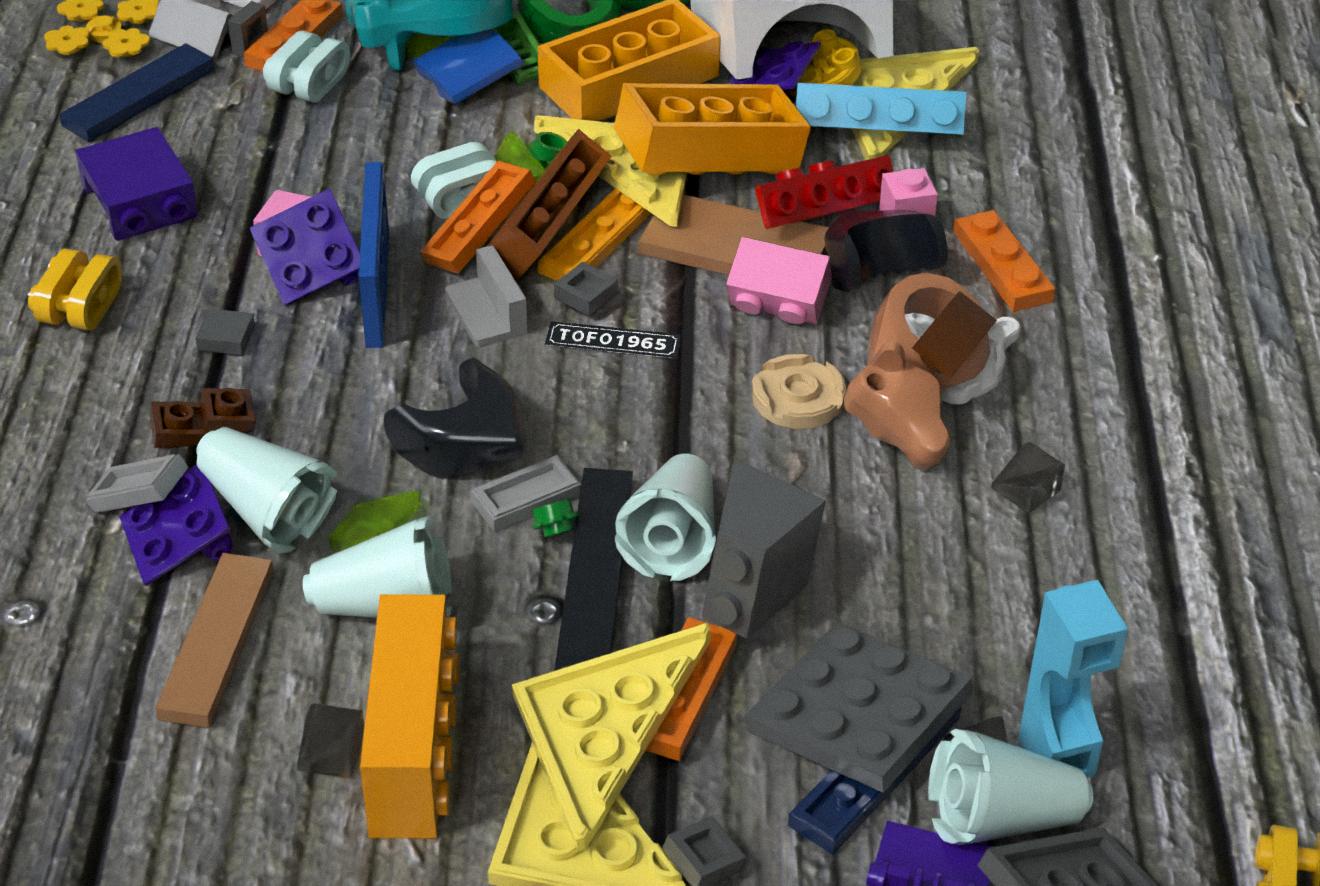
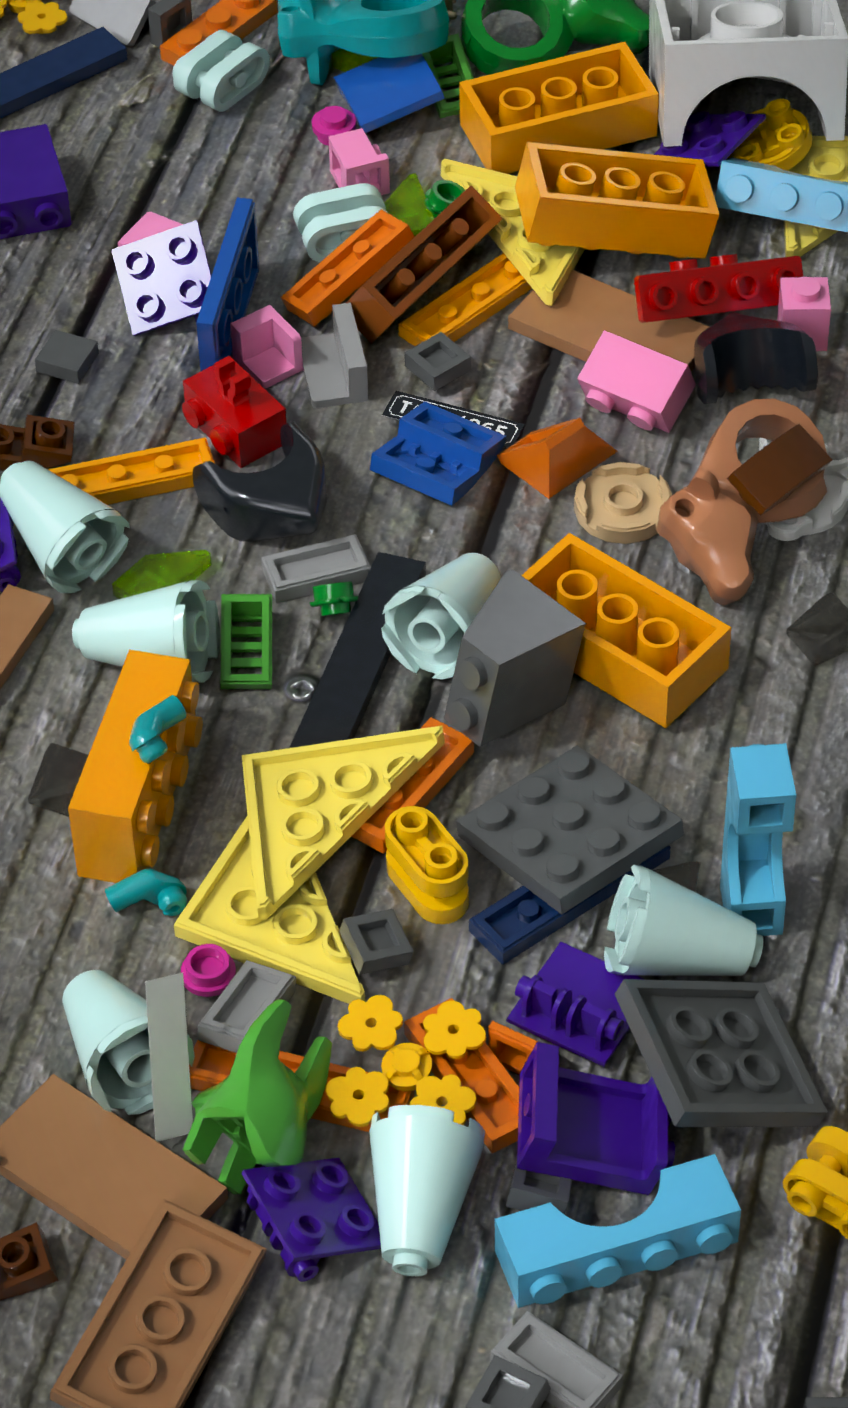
camera: 15 degrees right, 5 degrees up
(332, 426) = (138, 472): none -> light orange tile
(406, 358) = (233, 411): none -> red brick
(420, 296) = (266, 346): none -> bright pink panel
(424, 101) = (332, 121): none -> dark pink plate
(427, 667) = (151, 724): none -> teal arm
(454, 836) = (151, 886): none -> teal arm
(456, 124) = (357, 161): none -> bright pink brick
(475, 540) = (246, 609): none -> bright green slope
(610, 371) = (438, 453): none -> blue slope
(722, 356) = (556, 456): none -> orange slope
(732, 765) = (427, 864): none -> yellow brick
(875, 513) = (637, 635): none -> light orange brick

